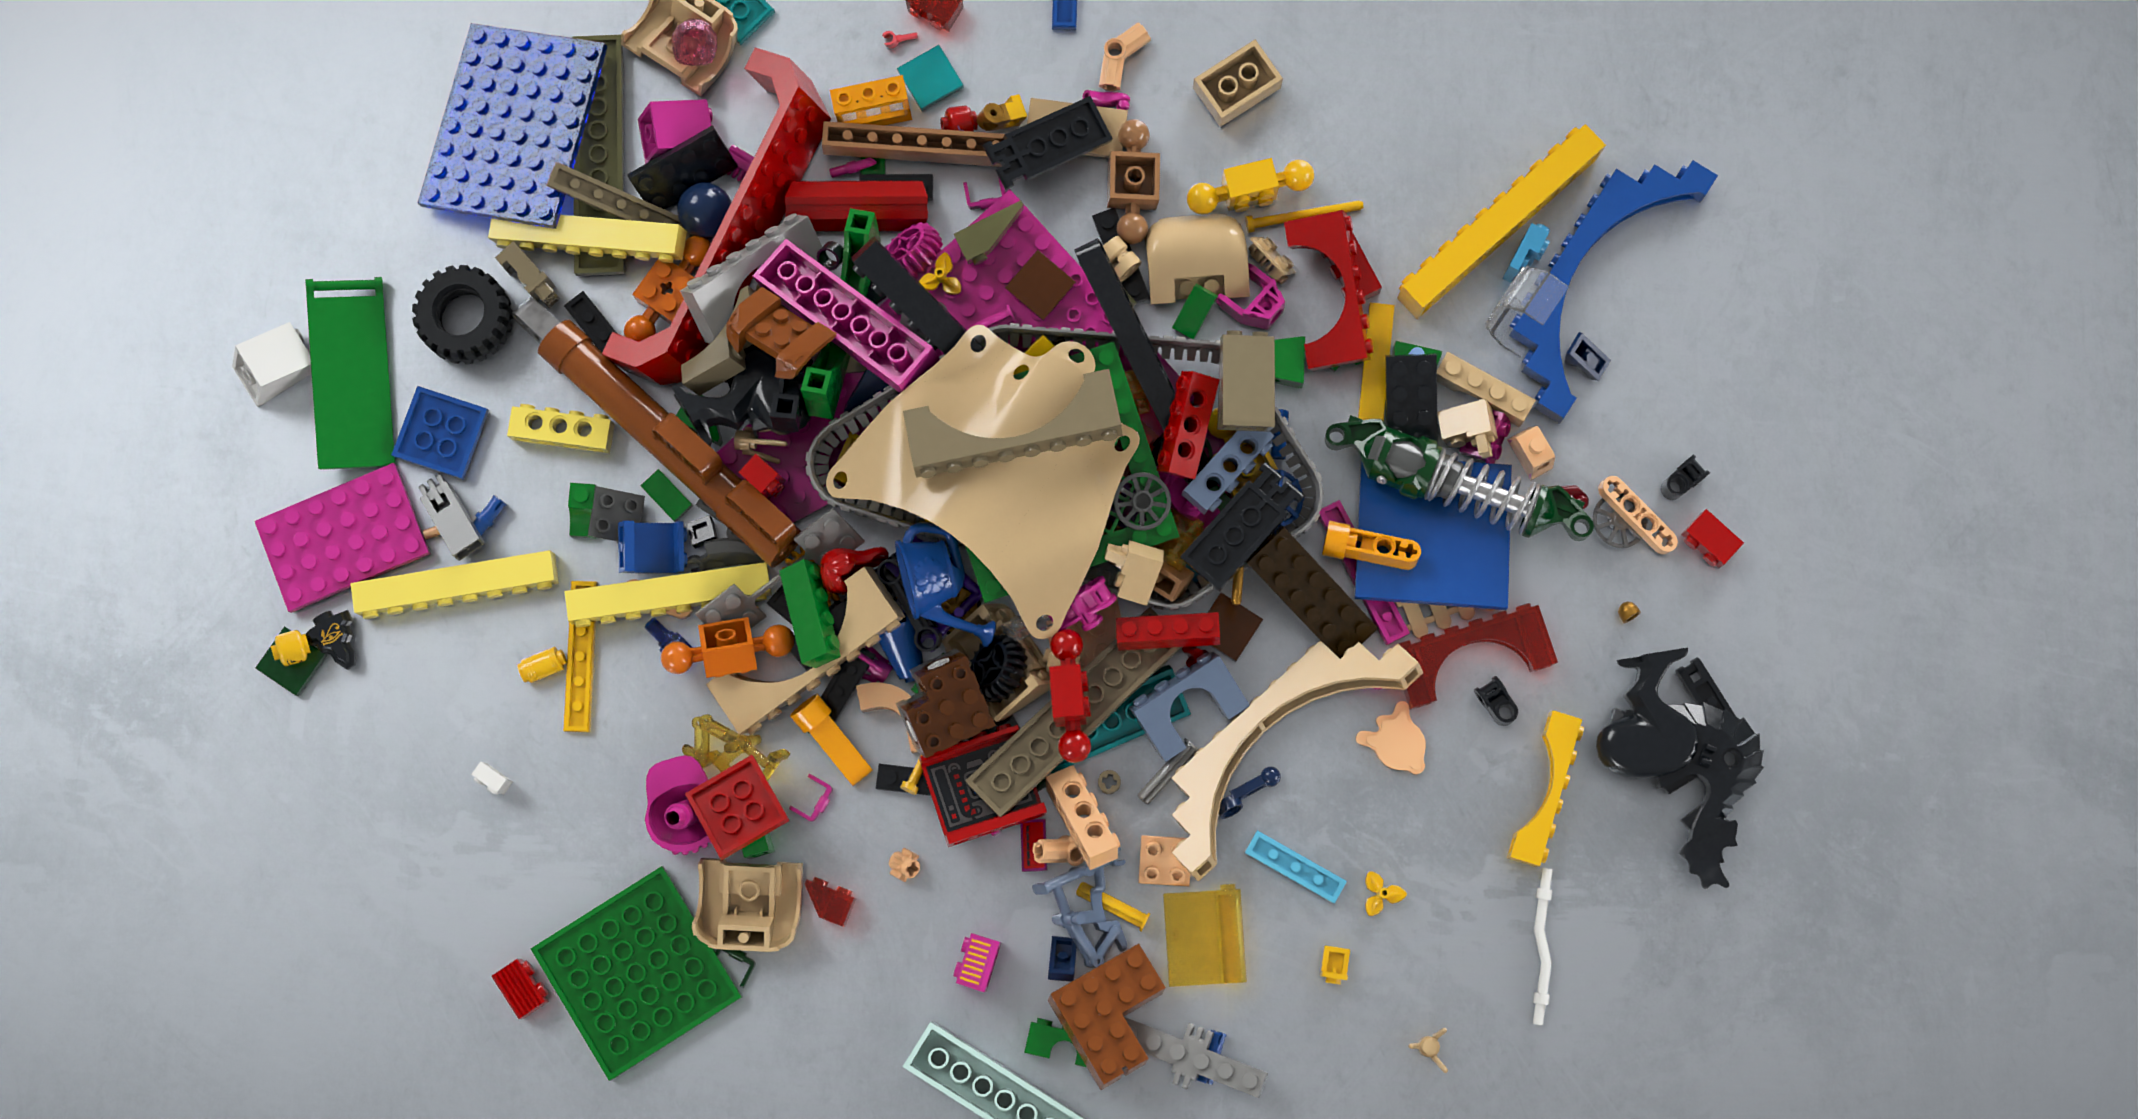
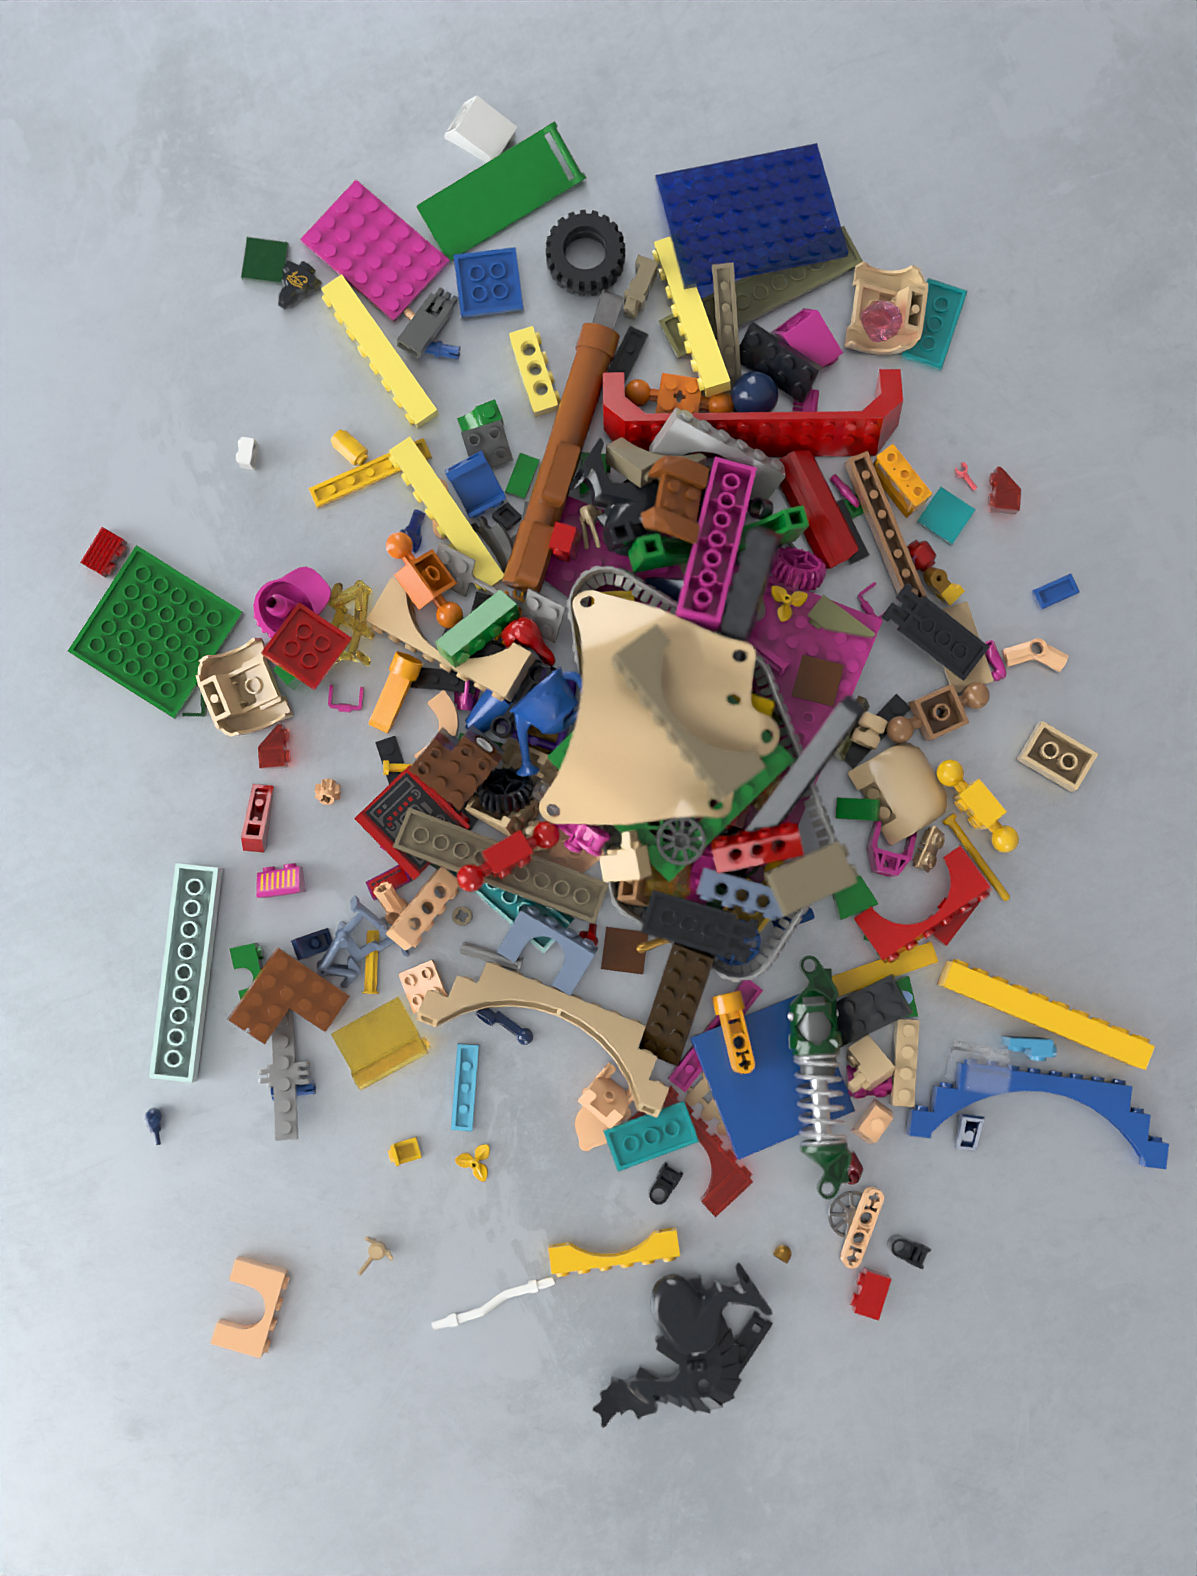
camera: 65 degrees right, 5 degrees up
(290, 648) = (272, 255): yellow head -> none
(896, 955) = (257, 818): none -> red slope
(1168, 631) = (594, 907): red brick -> none
(1378, 718) = (606, 1097): none -> light nougat panel
(1440, 690) = (650, 1136): none -> teal tile

